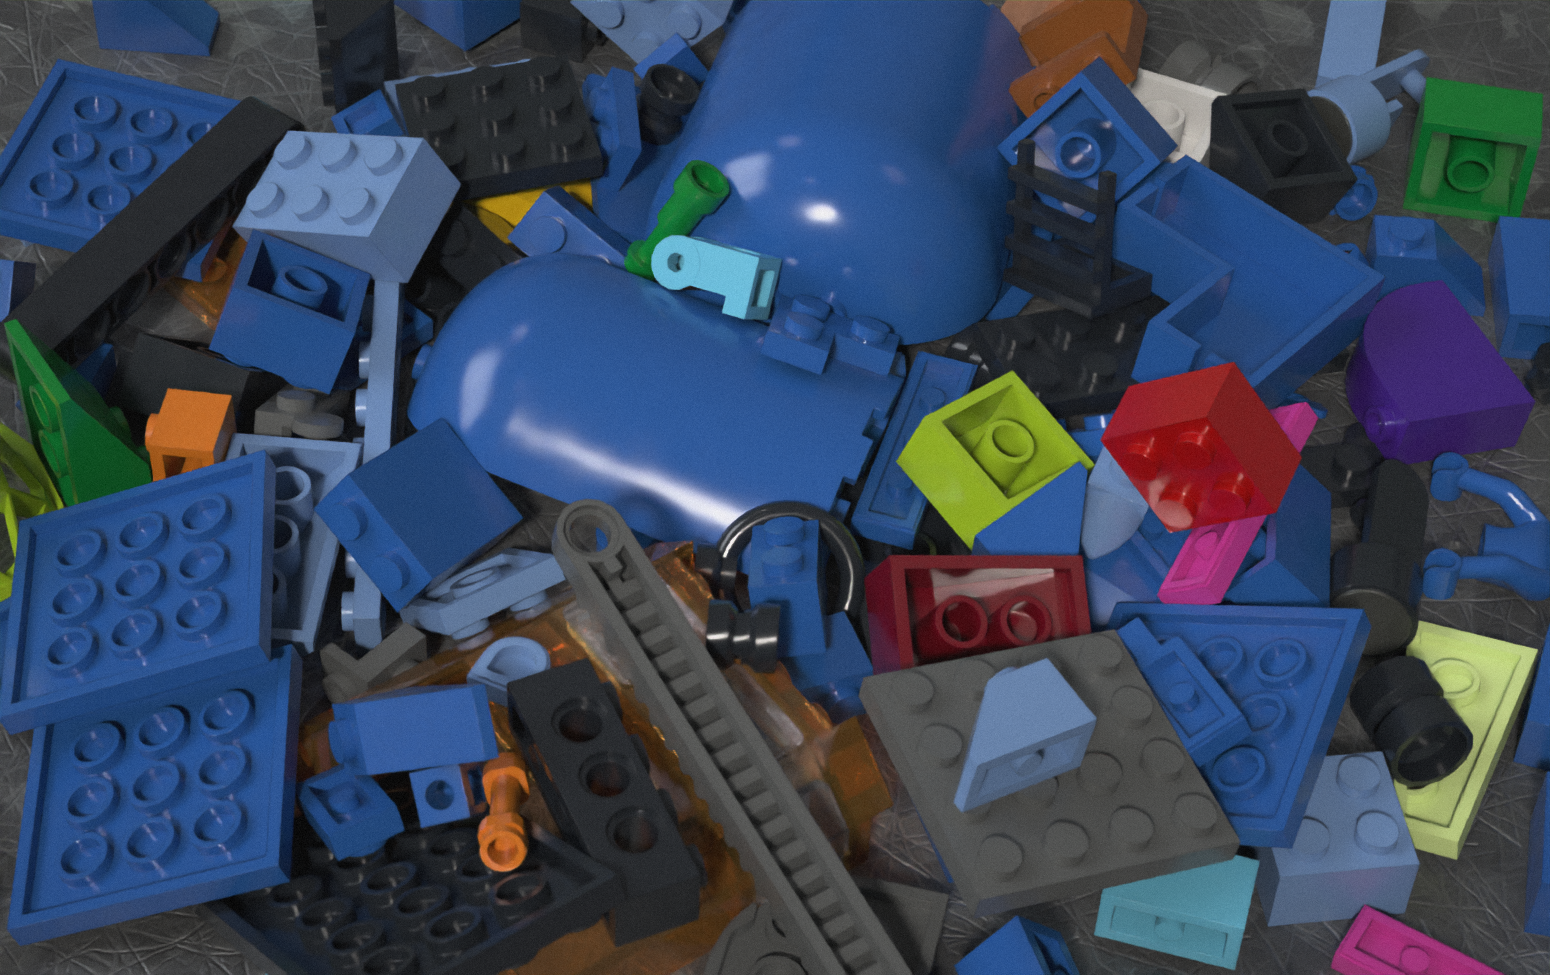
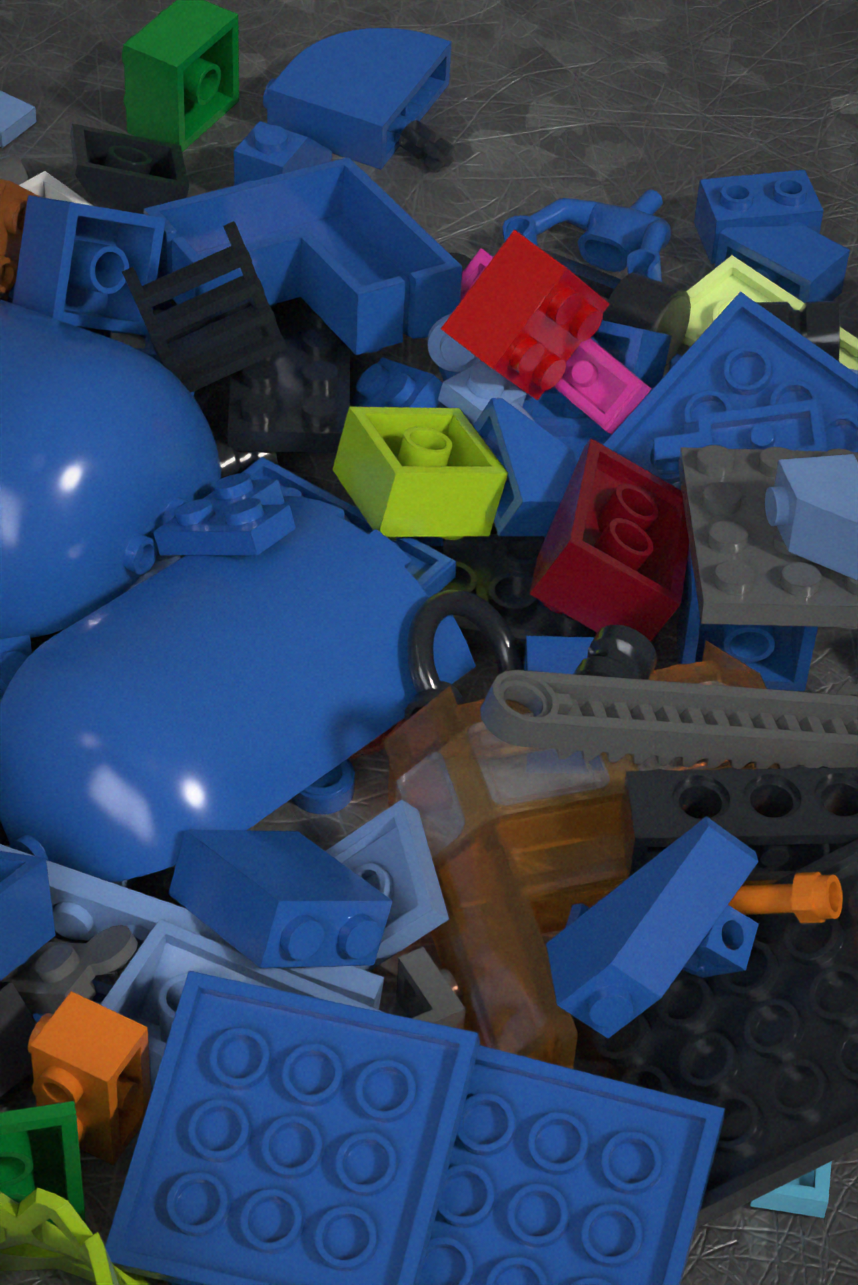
camera: 70 degrees left, 0 degrees up
(348, 812) = (657, 1046): blue plate -> none
(505, 662) = (574, 855): medium blue tile -> none
(696, 192) = (45, 518): green piece -> none
(718, 267) = (104, 561): medium azure leg -> none
(791, 572) = (504, 635): blue brick -> none
(1357, 107) = (67, 100): medium blue piece -> none
(1432, 379) = (437, 188): dark purple brick -> none

